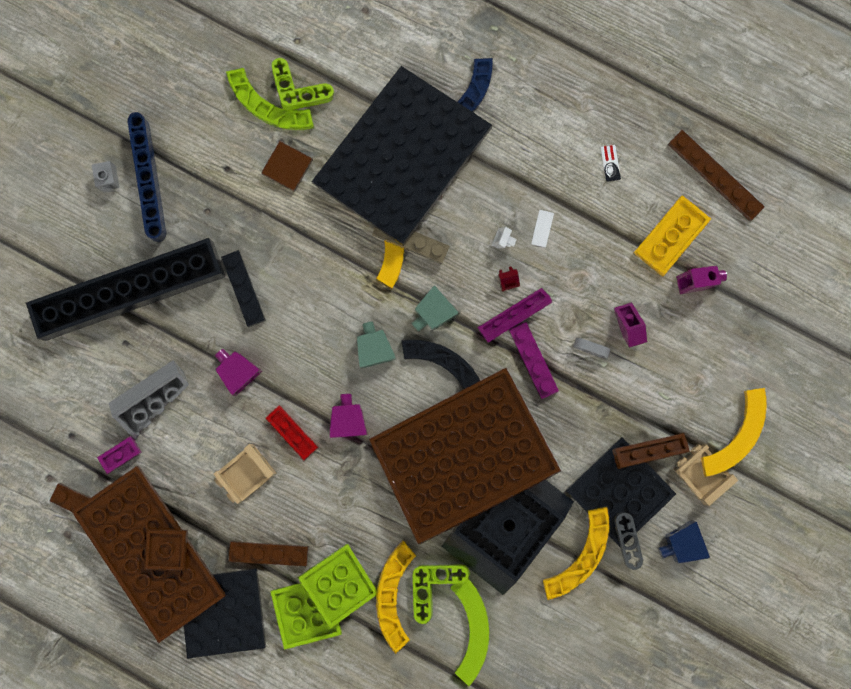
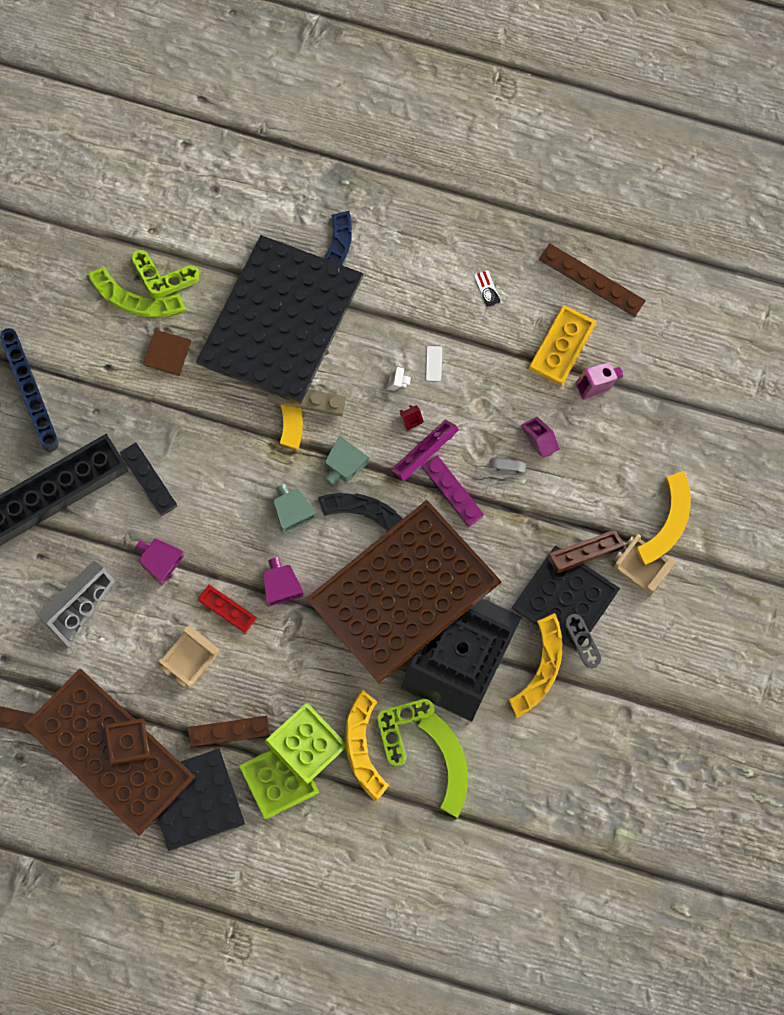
camera: 20 degrees left, 10 degrees down
(119, 455) = (57, 665): magenta plate -> none
(685, 544) = (639, 635): dark blue torso -> none

